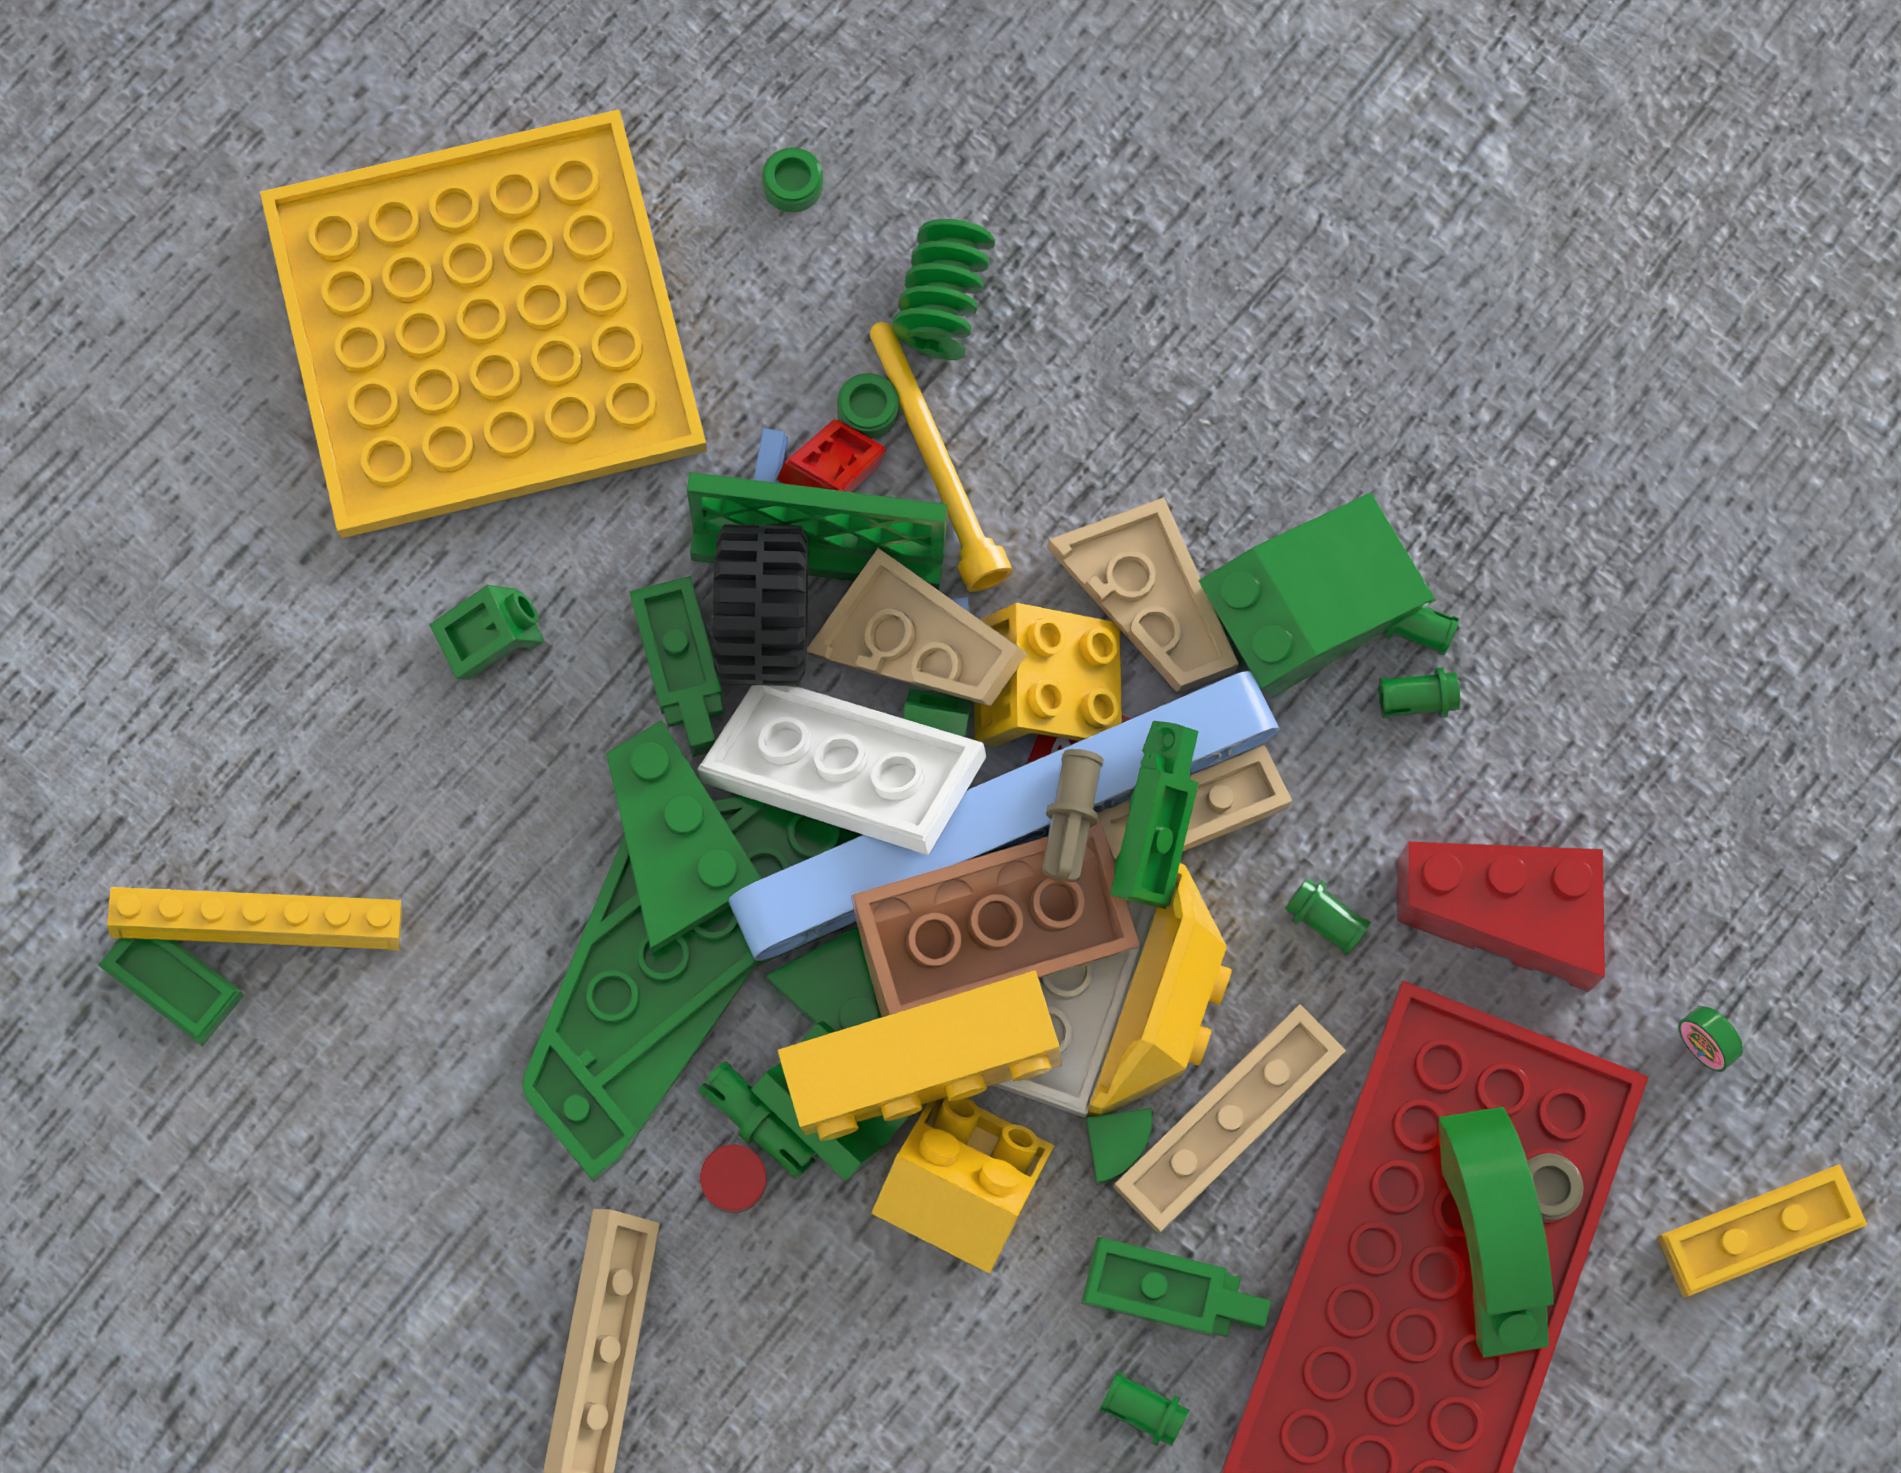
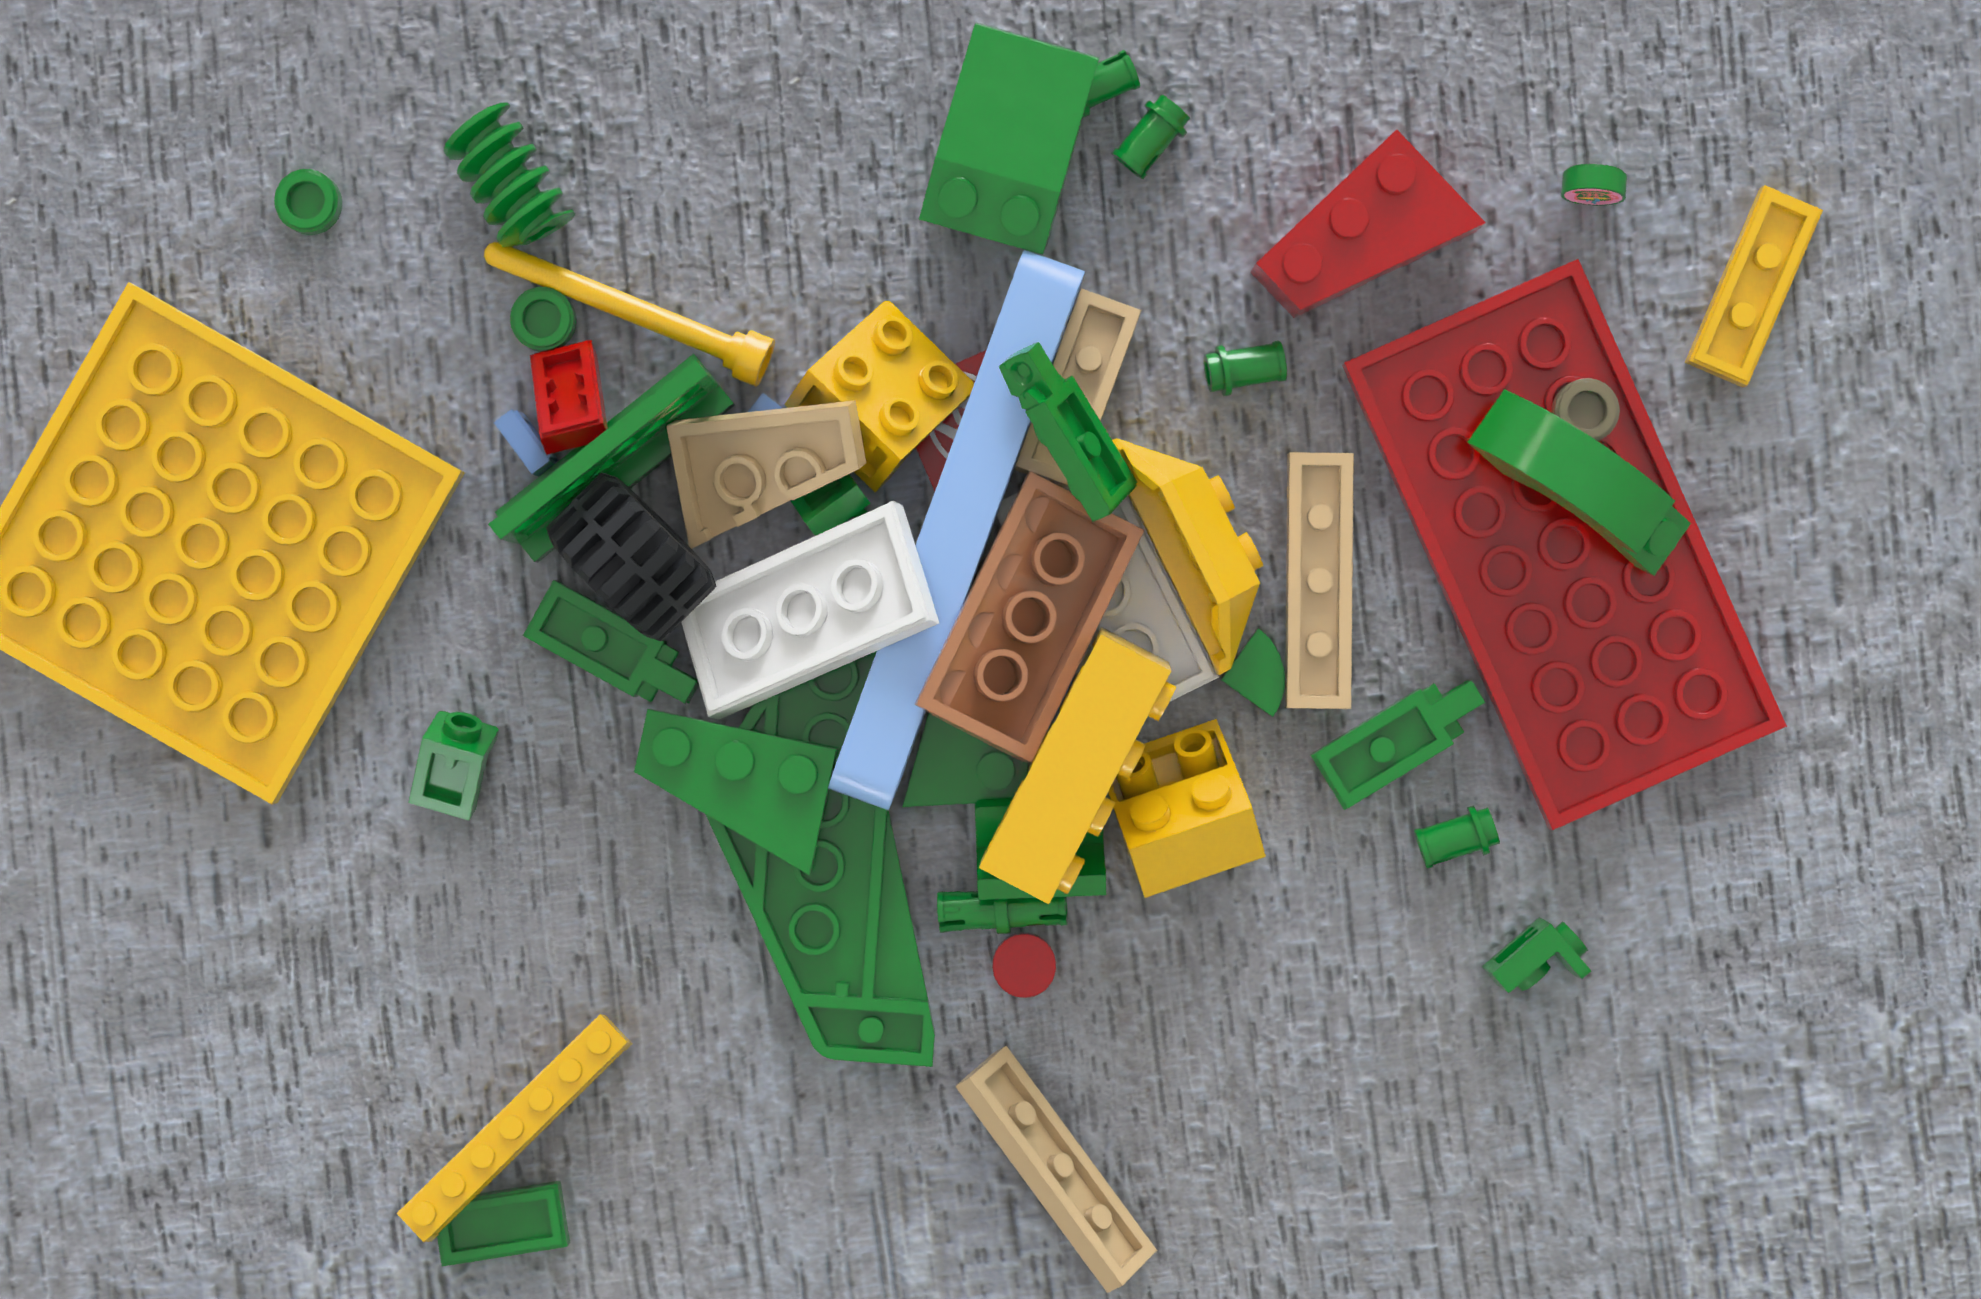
camera: 40 degrees left, 15 degrees up
(1072, 815) = (1010, 492): dark tan axle -> none
(1151, 591) = (882, 253): tan wing -> none

